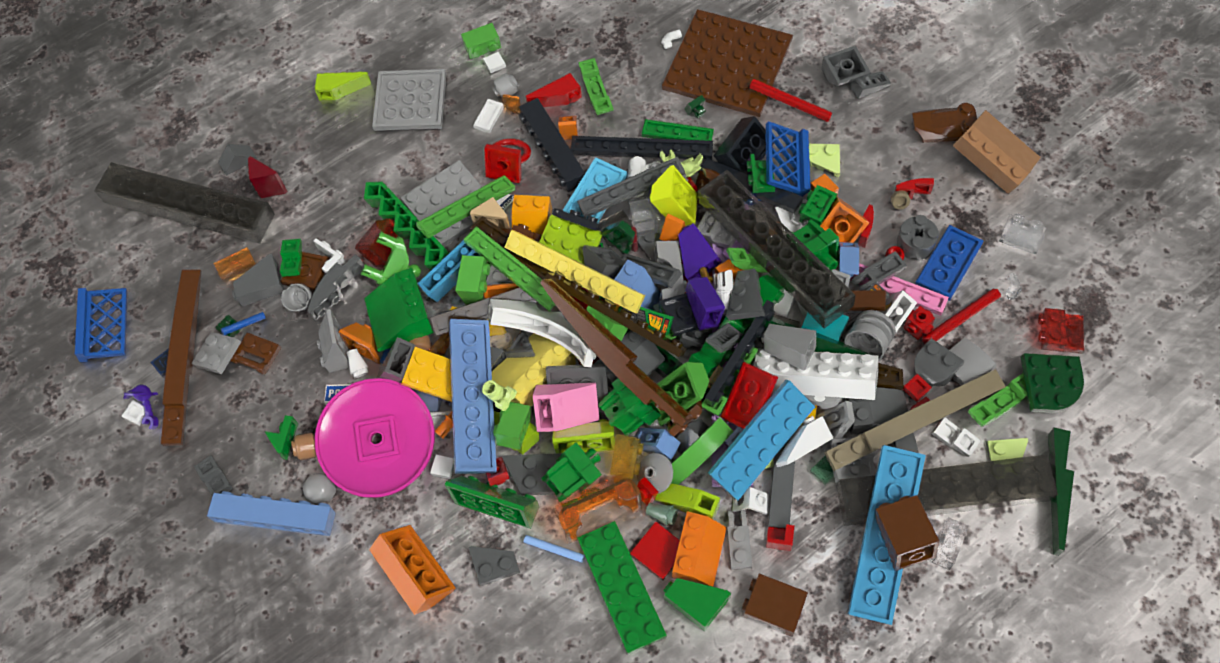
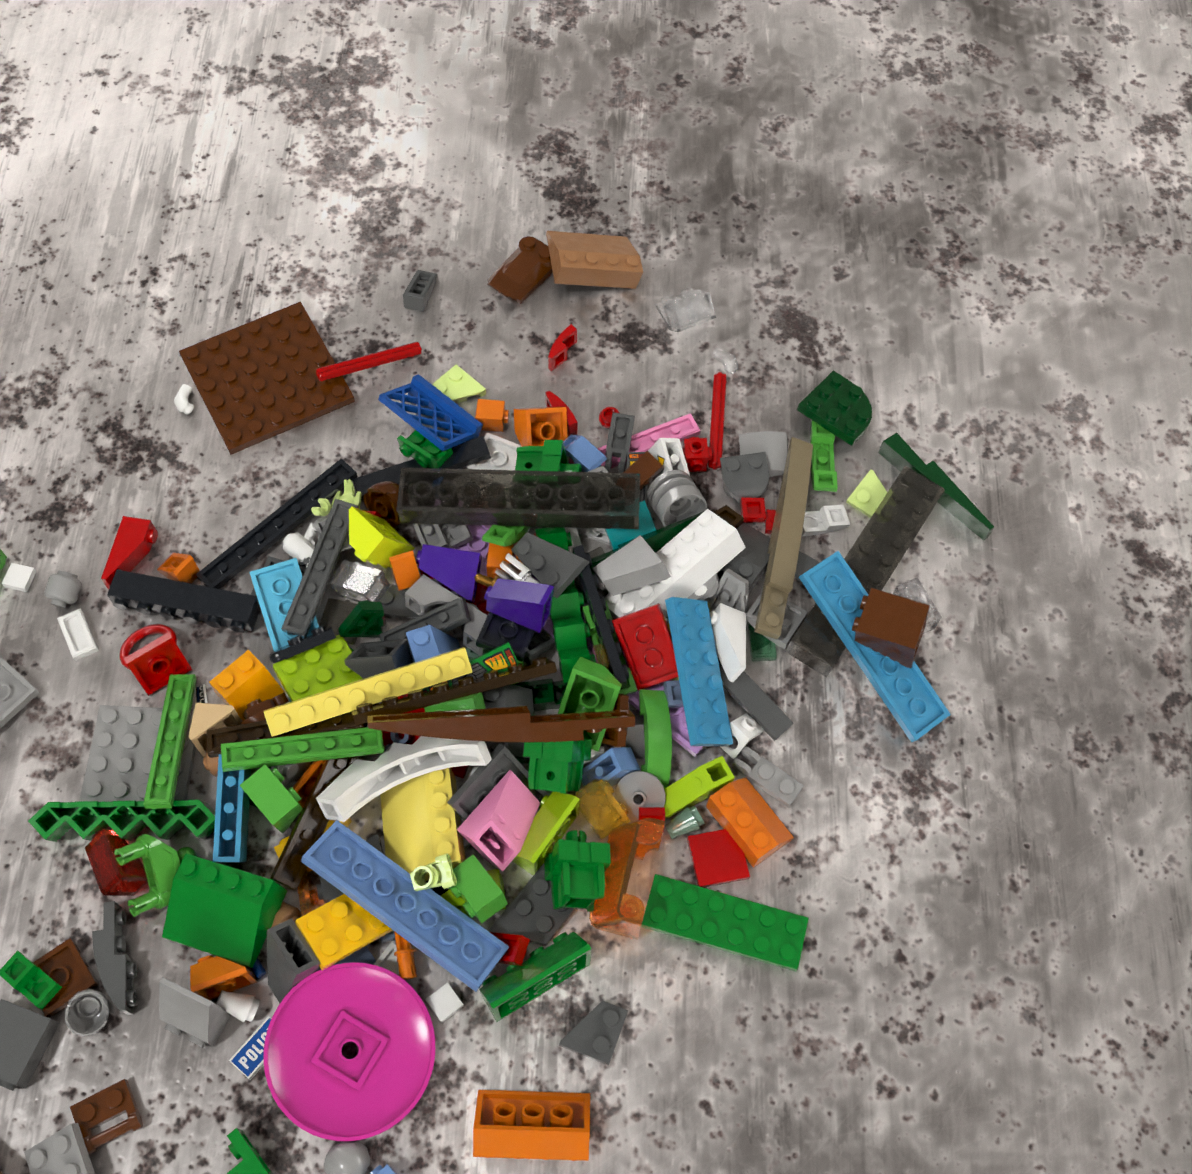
camera: 60 degrees left, 0 degrees up
(228, 320) = (38, 1125): dark green tile -> none
(243, 323) = (54, 1103): blue piece -> none
(304, 446) = (283, 1141): medium nougat head -> none
(336, 256) = (78, 927): white bracket -> none
(511, 103) = (90, 600): clear orange tile -> none
(520, 347) = (389, 815): dark grey tile -> none
(554, 548) = (631, 957): light blue bar -> none
(594, 87) = (162, 510): bright green slope -> none
(667, 130) = (292, 482): green tile -> none
(696, 106) = (288, 442): dark green tile -> none
(696, 601) = (798, 863): green slope -> none
(724, 338) = (573, 616): dark grey slope -> none
(745, 139) = (374, 437): black slope -> none
(774, 603) = (856, 795): reddish brown panel -> none
(780, 538) = (796, 738): red panel -> none
(817, 205) = (506, 431): green bracket -> none
(844, 66) = (385, 291): dark grey slope -> none
(900, 200) = (562, 367): dark tan tile -> none
(917, 237) = (613, 385): dark grey brick -> none
(949, 262) = (657, 384): blue tile -> none
(1061, 331) = (798, 363): clear red plate -> none

